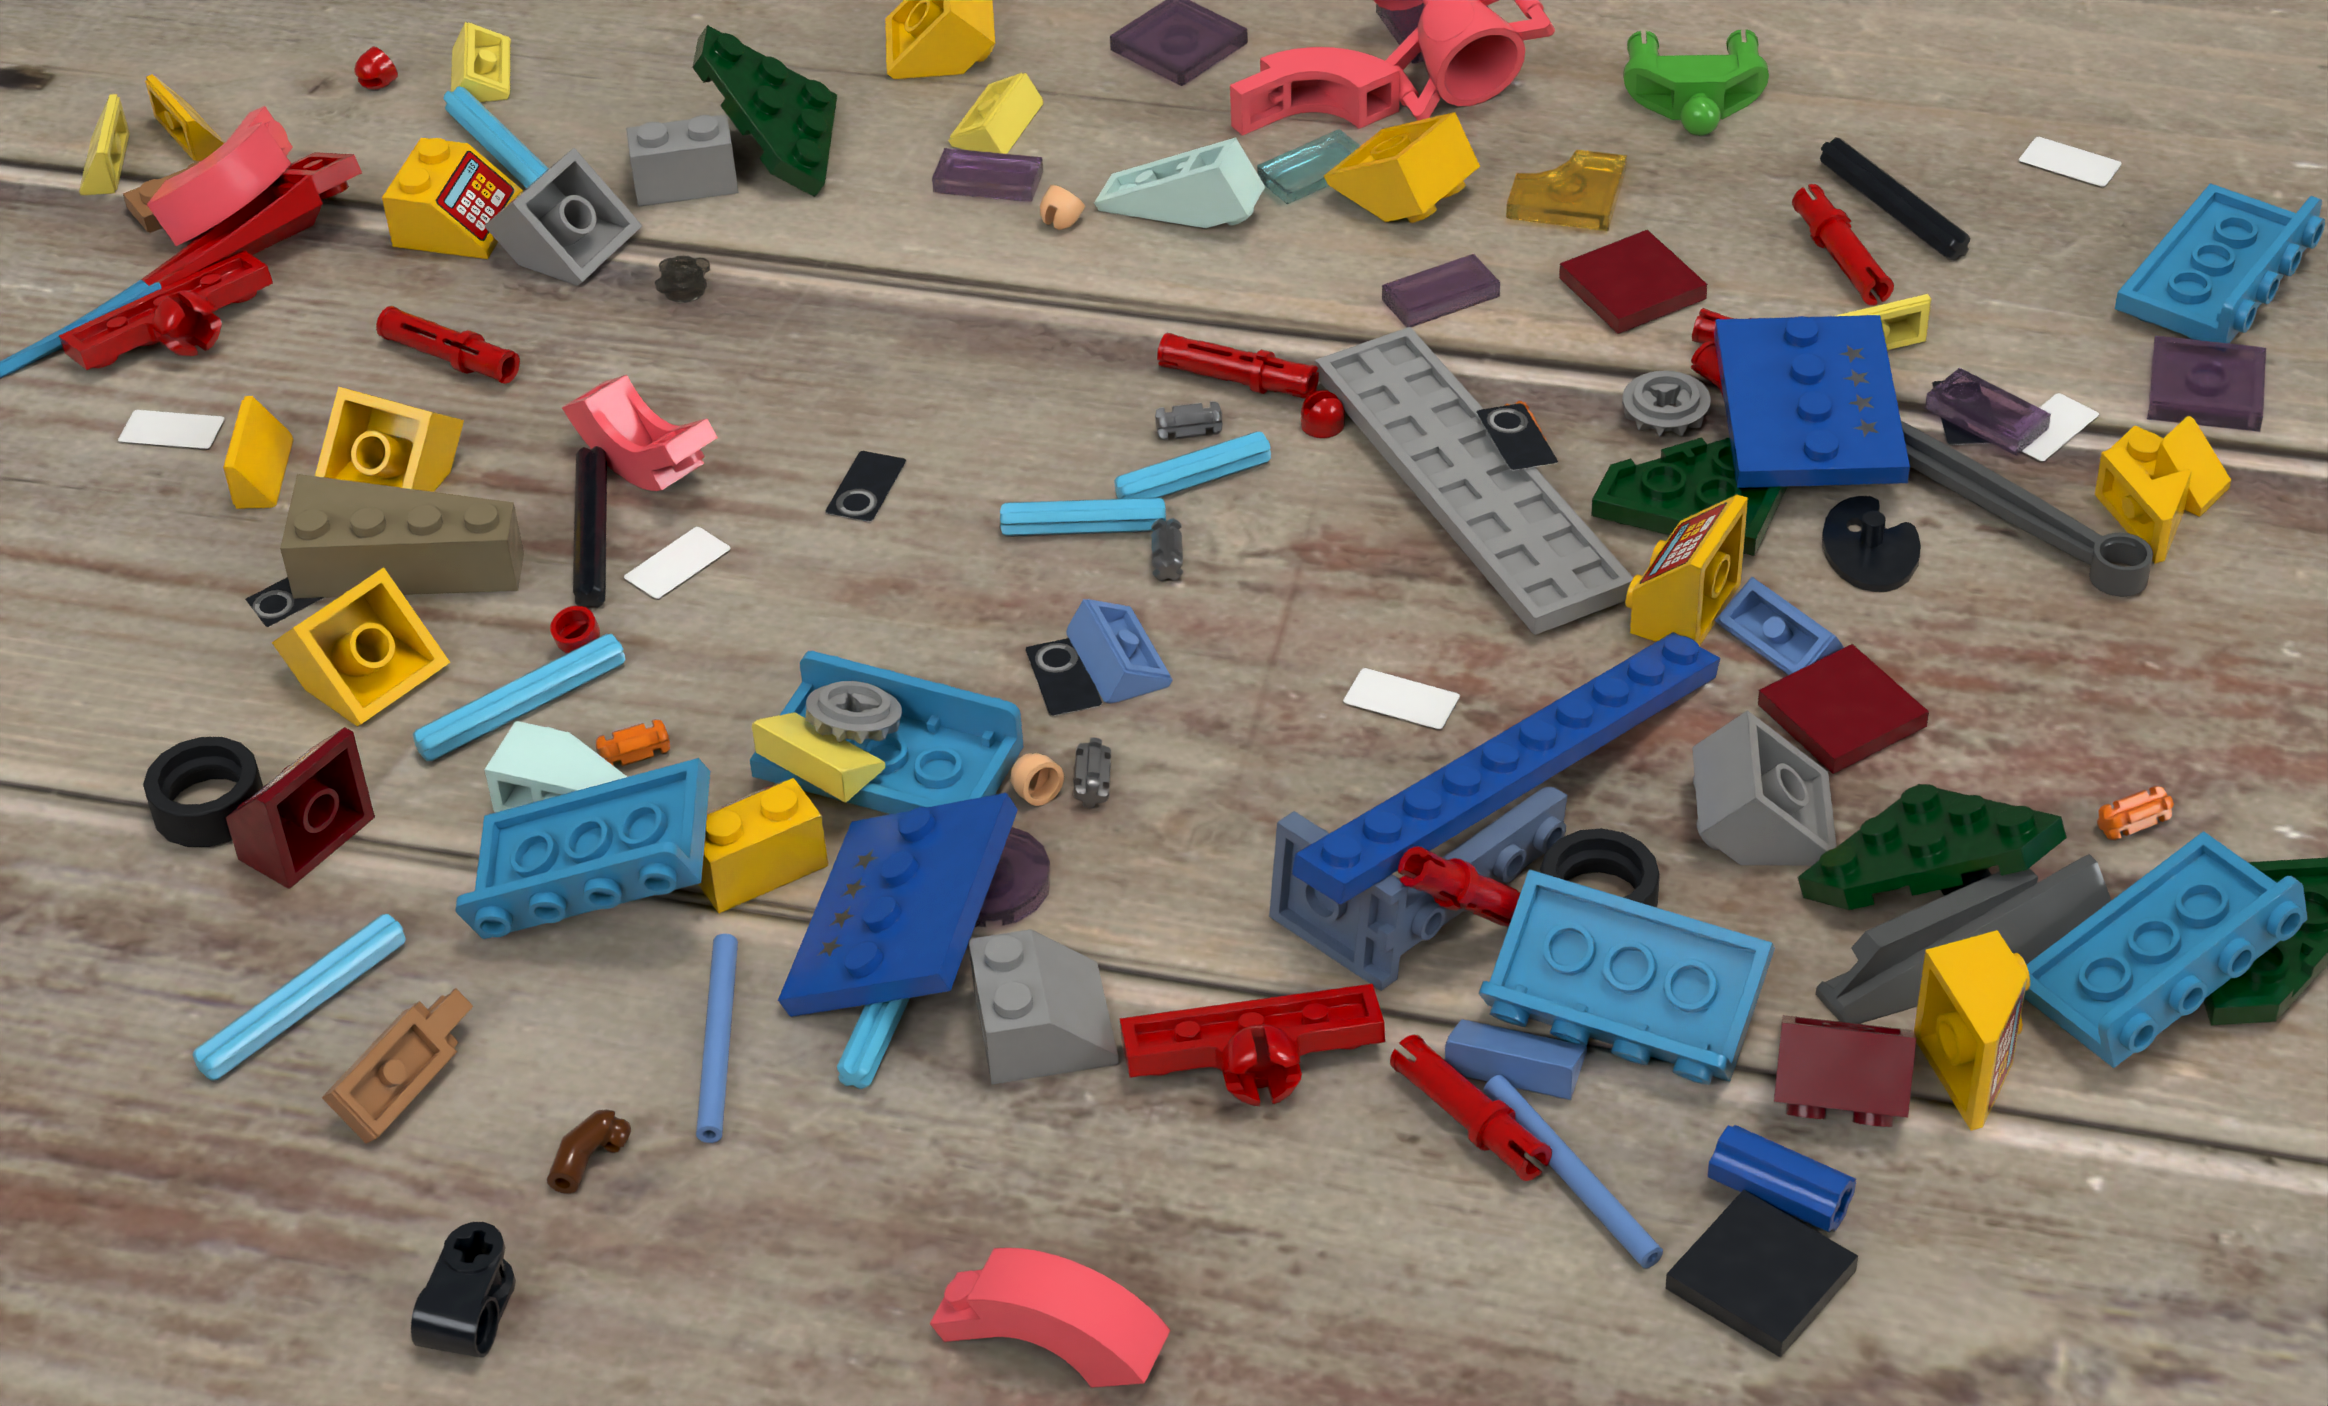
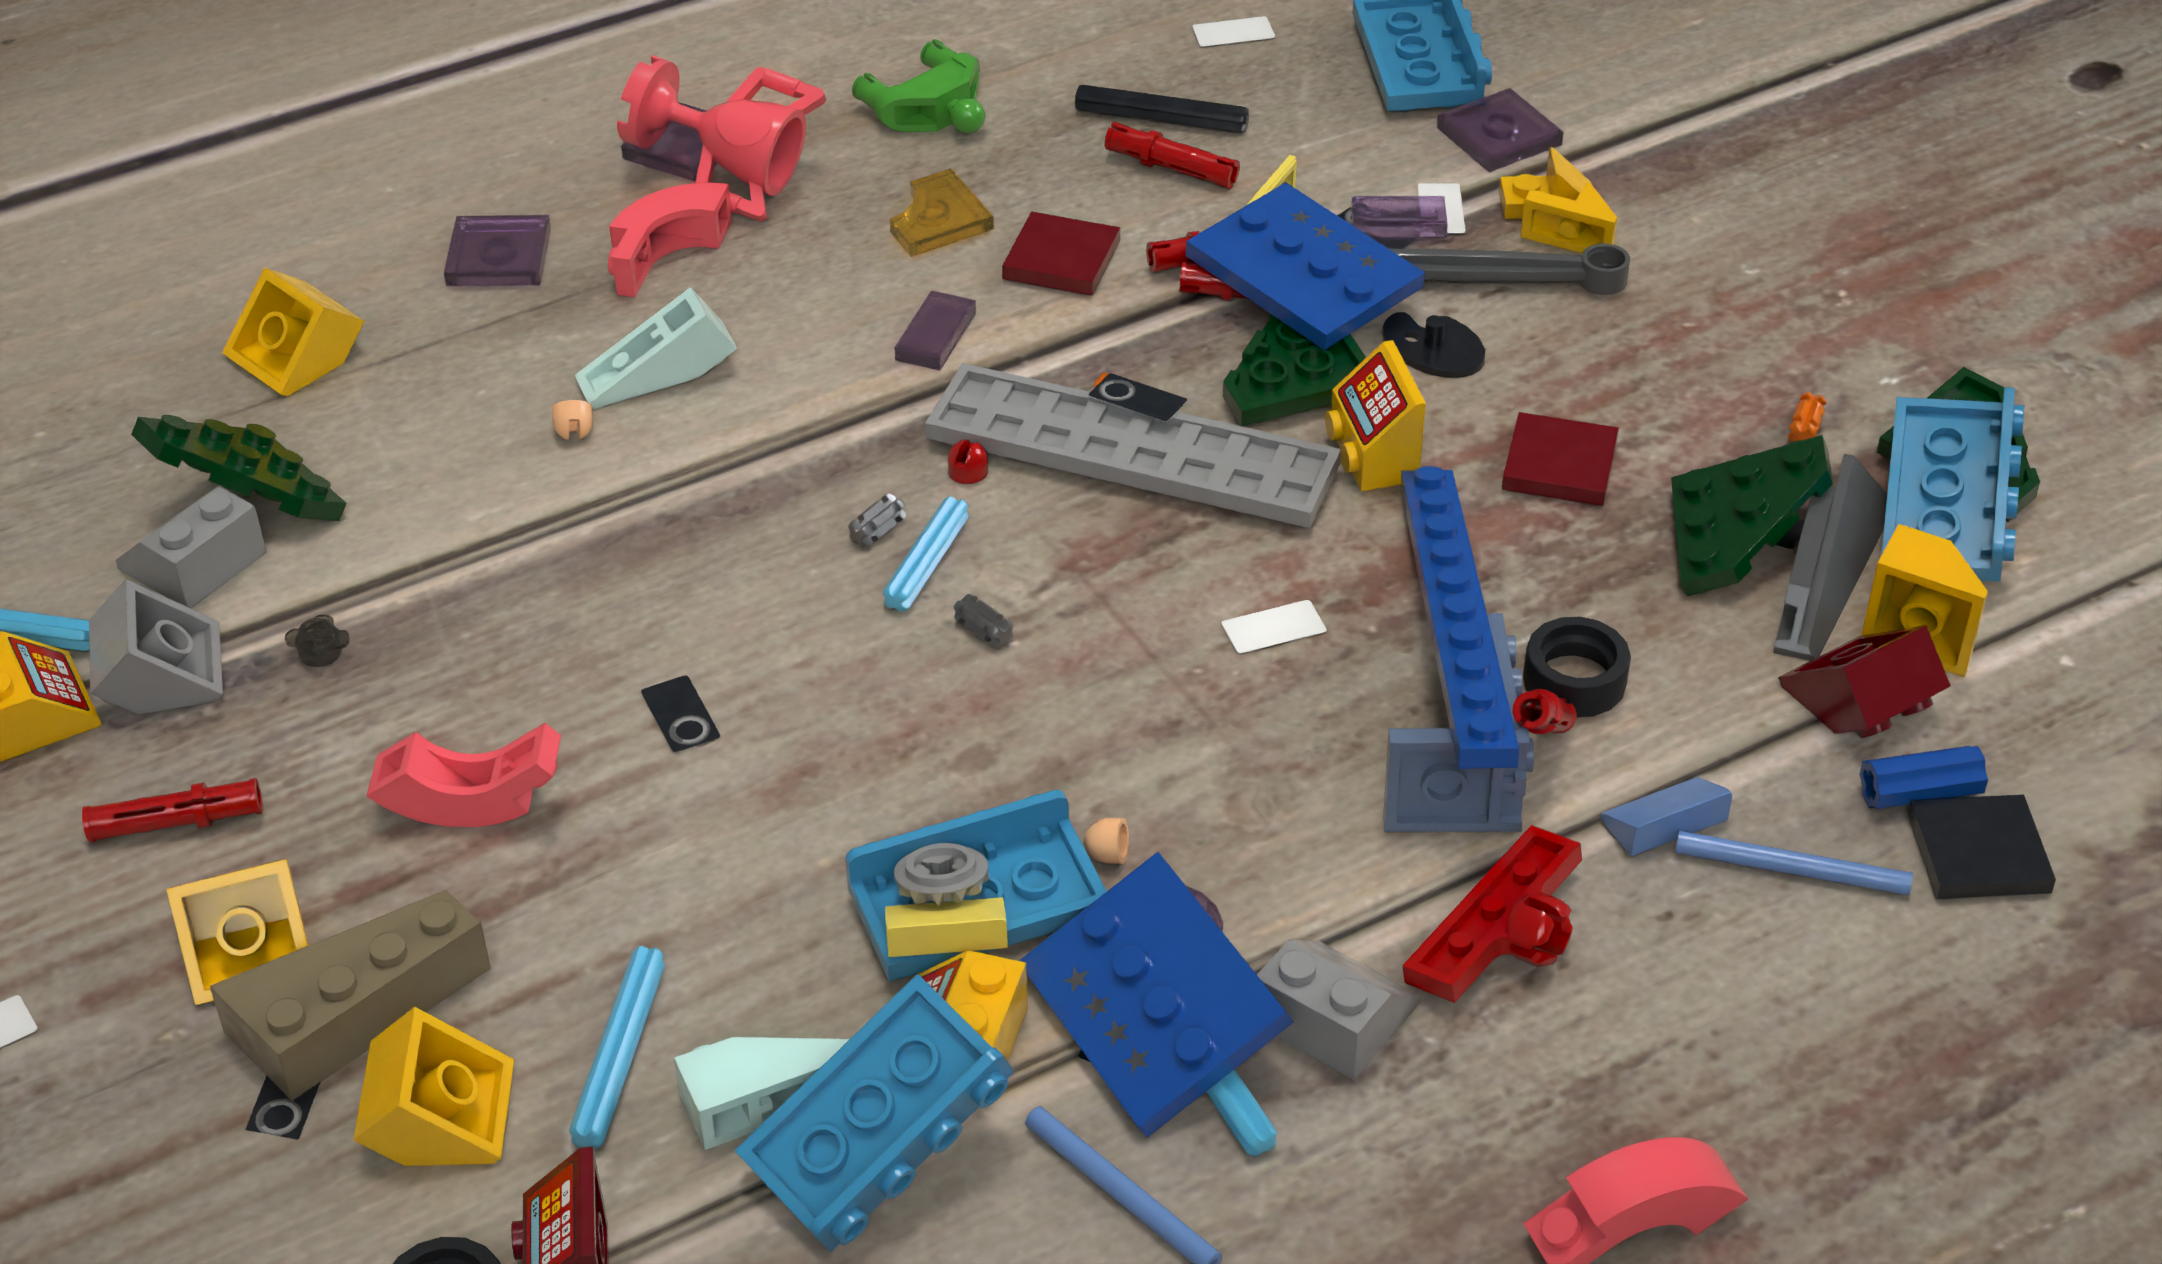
camera: 45 degrees left, 0 degrees up
(256, 457) = (111, 1007): yellow slope -> none
(574, 628) = (593, 961): red hinge -> none
(590, 527) = (499, 878): black axle -> none
(634, 743) = (766, 1013): orange piece -> none
(677, 562) = (601, 863): white sticker -> none
(987, 175) = (474, 427): clear purple tile -> none
(998, 116) = (421, 380): light yellow slope -> none
(1062, 677) = (1018, 759): black sticker -> none
(1081, 516) = (889, 635): medium azure axle -> none
(1092, 773) = (1142, 811): flat silver piece -> none
(1116, 651) = (1039, 717): medium blue slope -> none
(1257, 370) = (883, 456): red pin -> none
(1303, 168) = (731, 286): clear light blue tile -> none
(1407, 168) = (811, 253): yellow slope -> none
(1488, 1122) = (1690, 864): red pin -> none
(1628, 977) = (1683, 710): dark azure bracket -> none
(1666, 388) = (1211, 315): light grey gear -> none
(1761, 796) = (1597, 545): light grey slope -> none
(1776, 628) = (1466, 432): medium blue slope -> none

